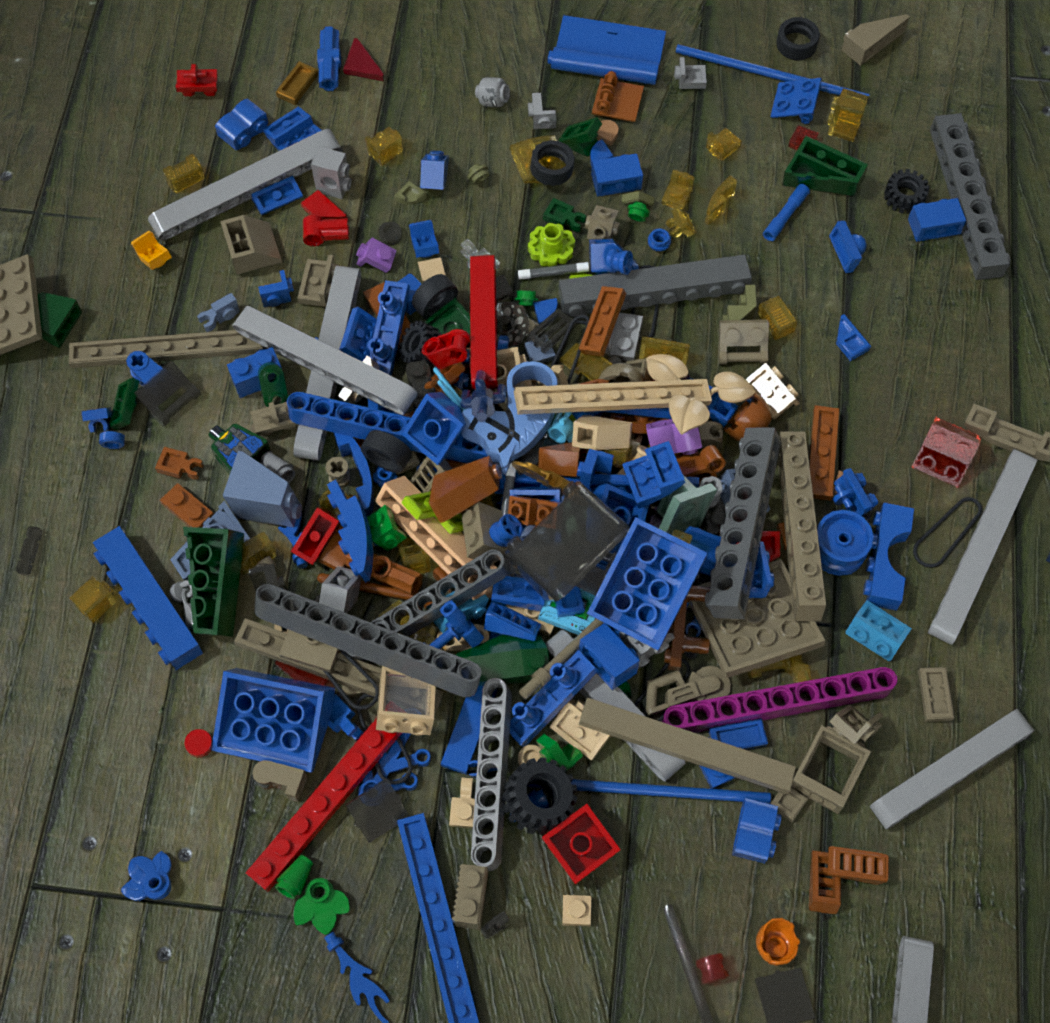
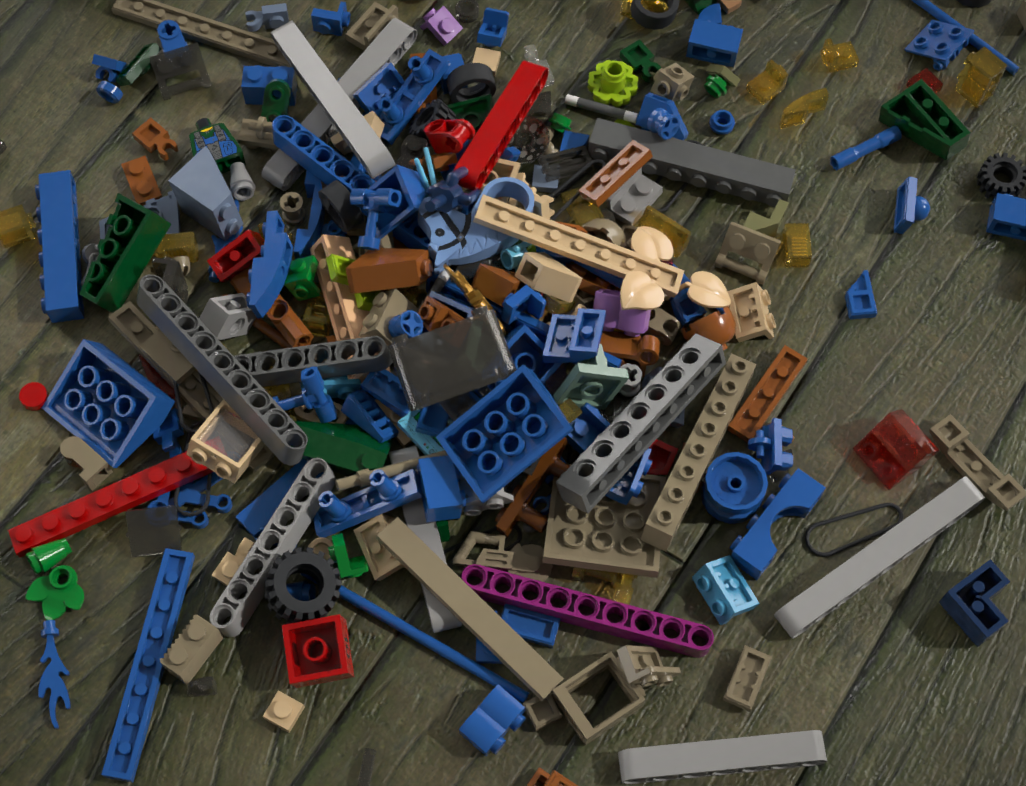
camera: 25 degrees right, 0 degrees up
(423, 436) = (373, 203): none -> blue bar
(682, 222) = (753, 114): clear yellow tile -> none

